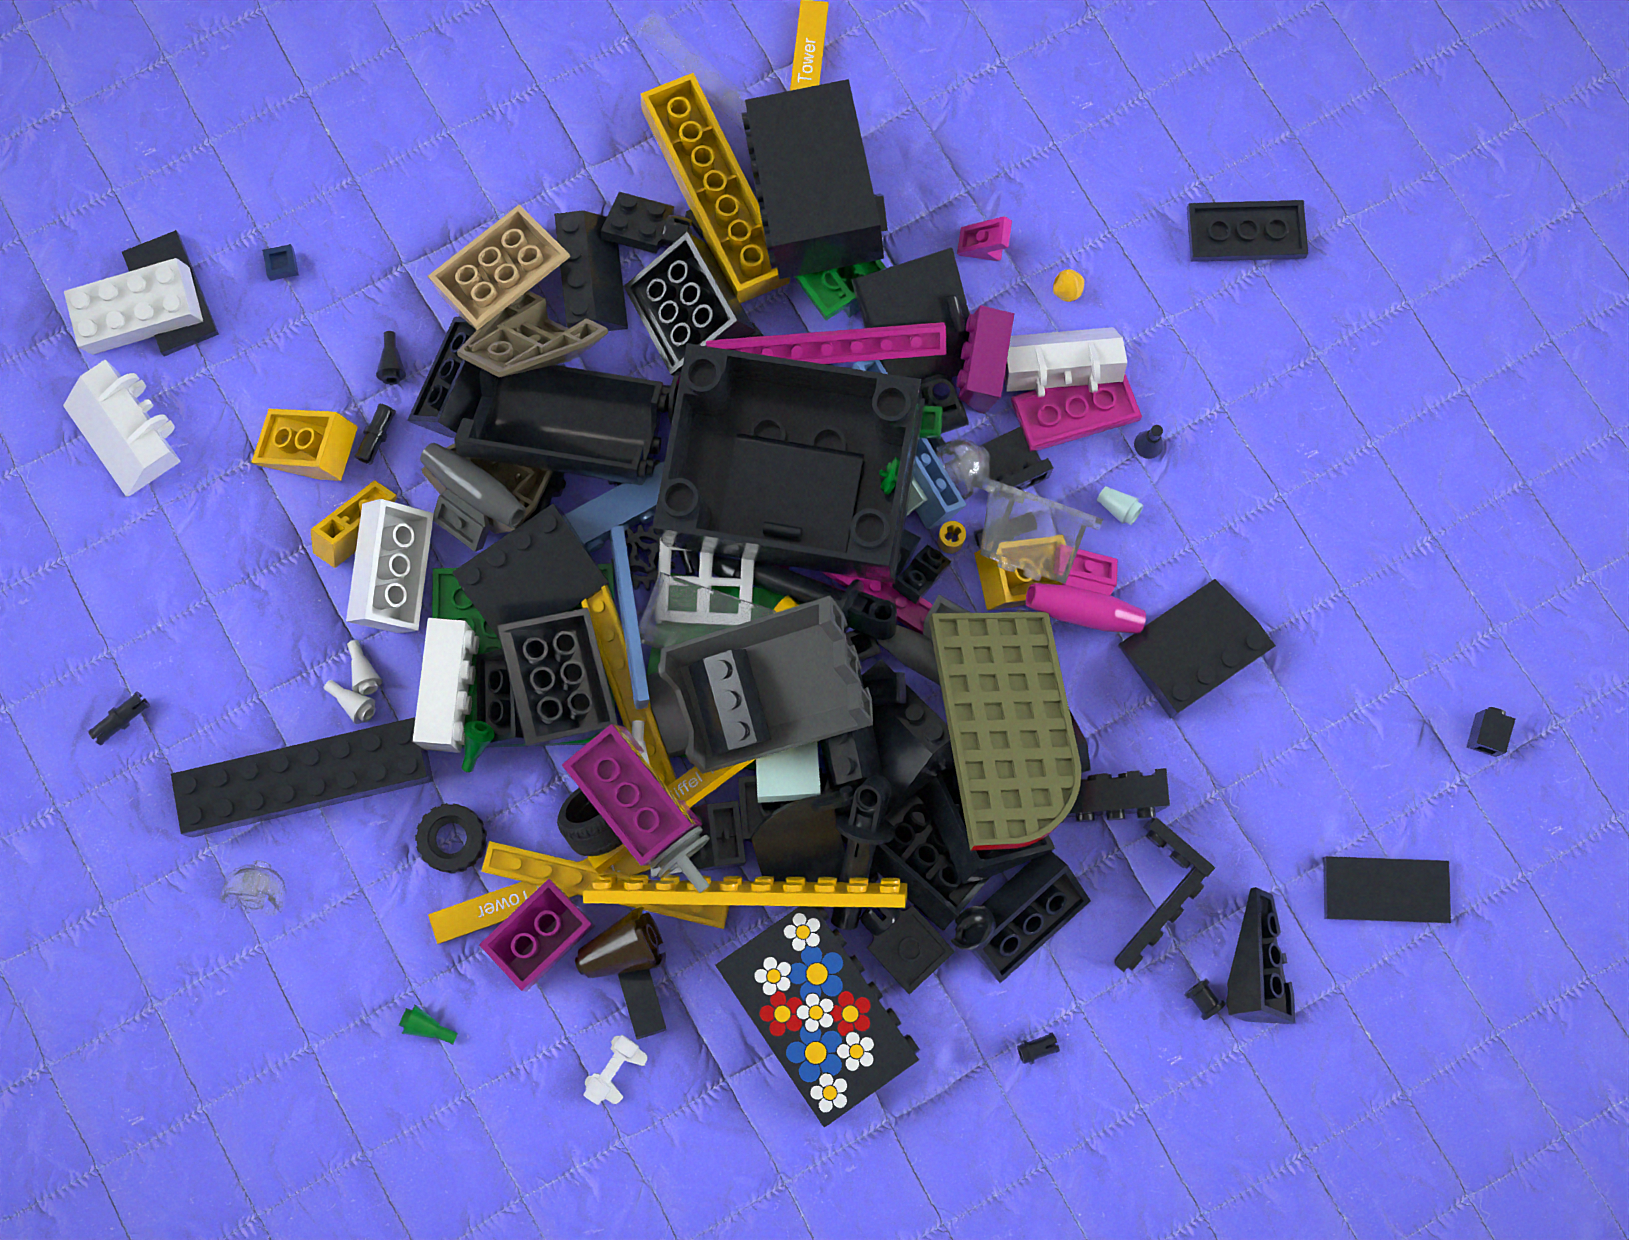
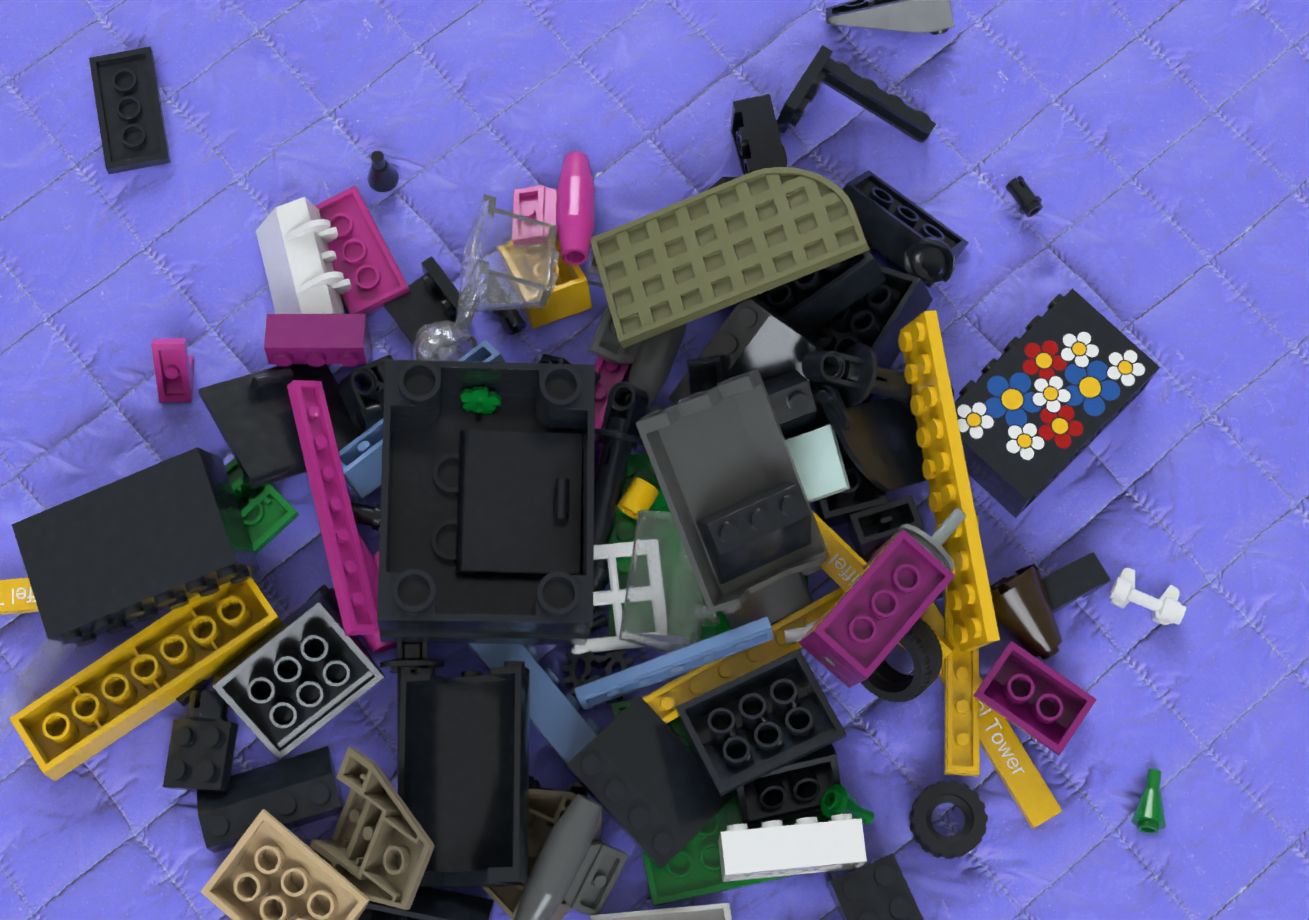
camera: 100 degrees left, 5 degrees down
(905, 944) = (963, 328): black plate -> none
(949, 546) = (521, 345): yellow gear -> none
(1068, 285) = (216, 278): yellow piece -> none
(1120, 505) = (455, 193): light aqua cone -> none
(1195, 647) = (594, 102): black slope -> none
(1205, 999) = (941, 53): black bush -> none

